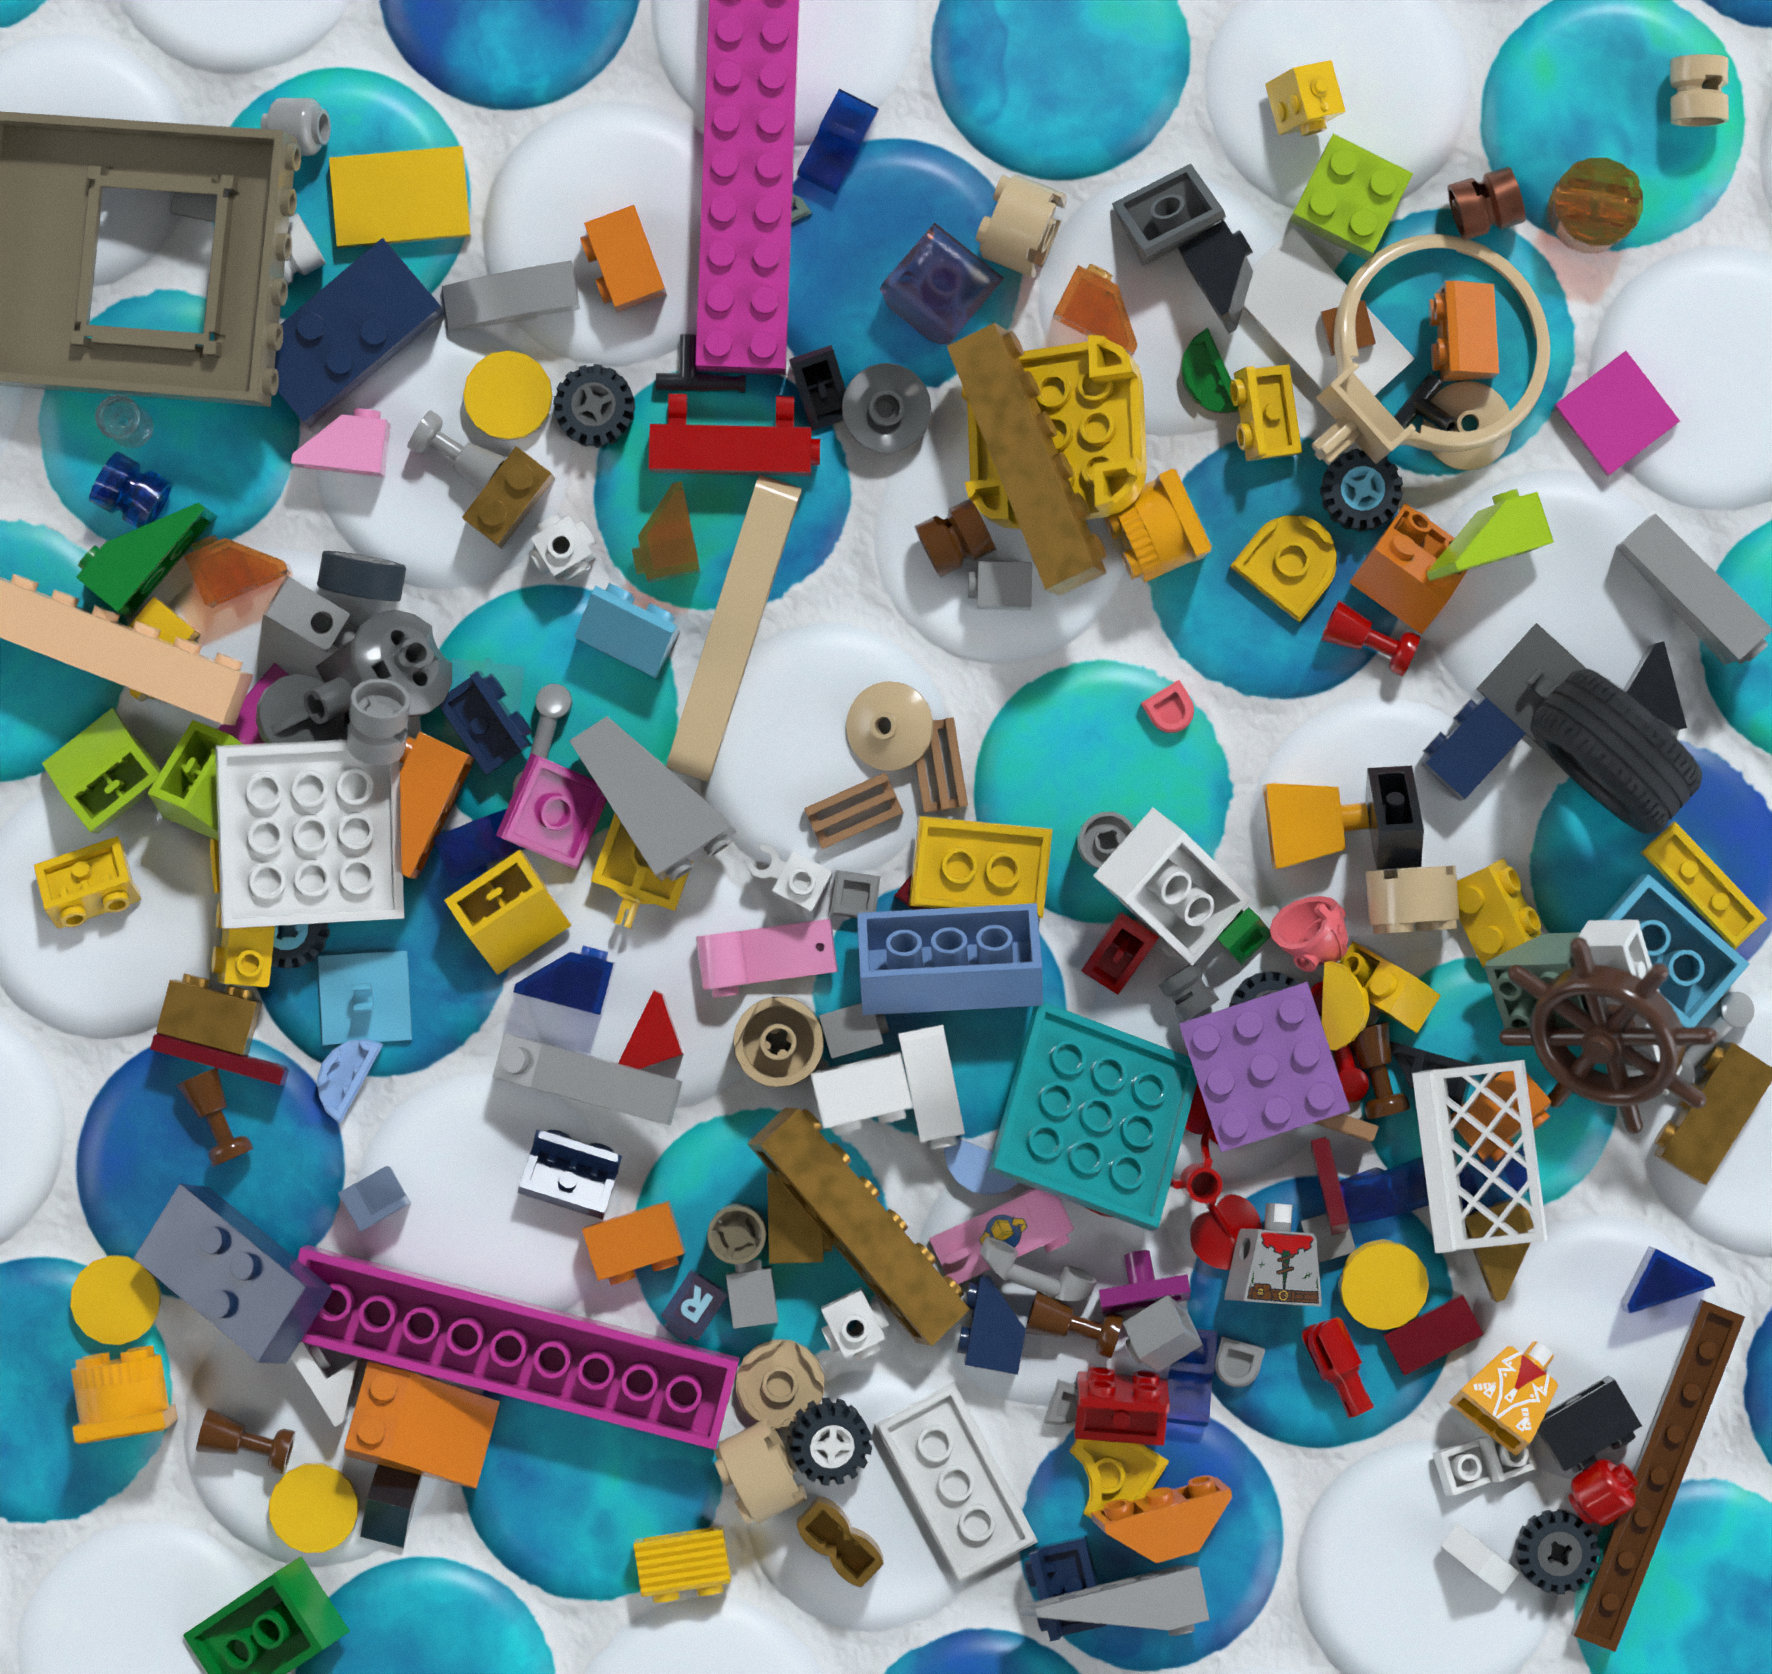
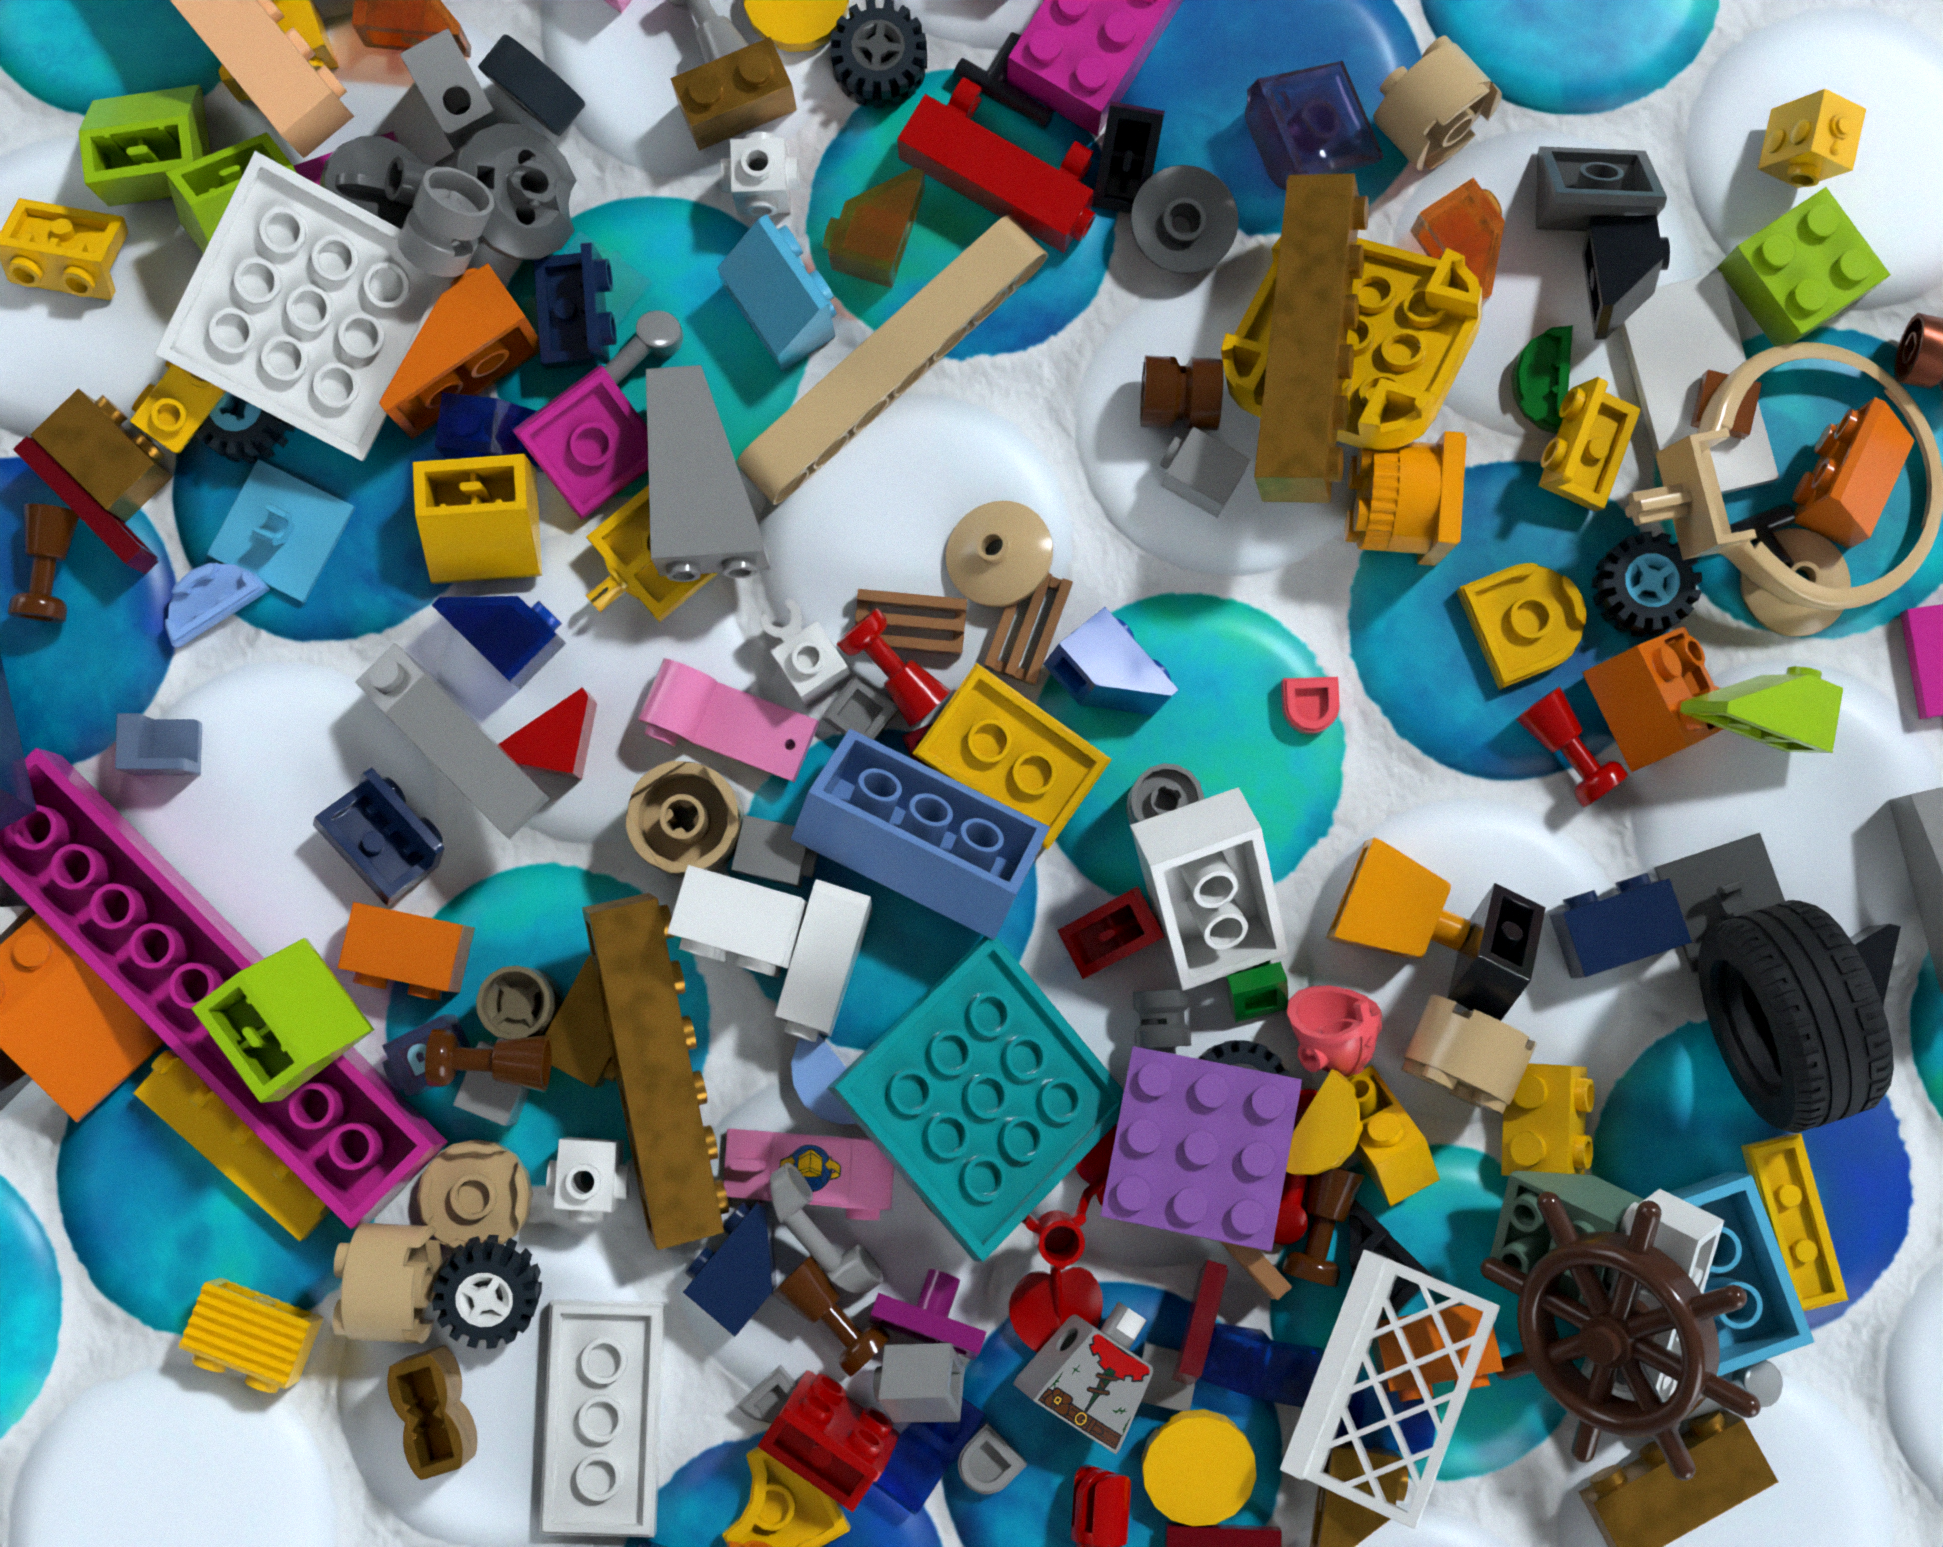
camera: 35 degrees right, 5 degrees down
(592, 1333) = (282, 1020): none -> lime slope
(592, 1442) = (230, 1144): none -> yellow hinge
(760, 1275) = (512, 1061): none -> reddish brown piece
(879, 857) = (907, 683): none -> red piece
(1014, 766) = (1109, 669): none -> slope

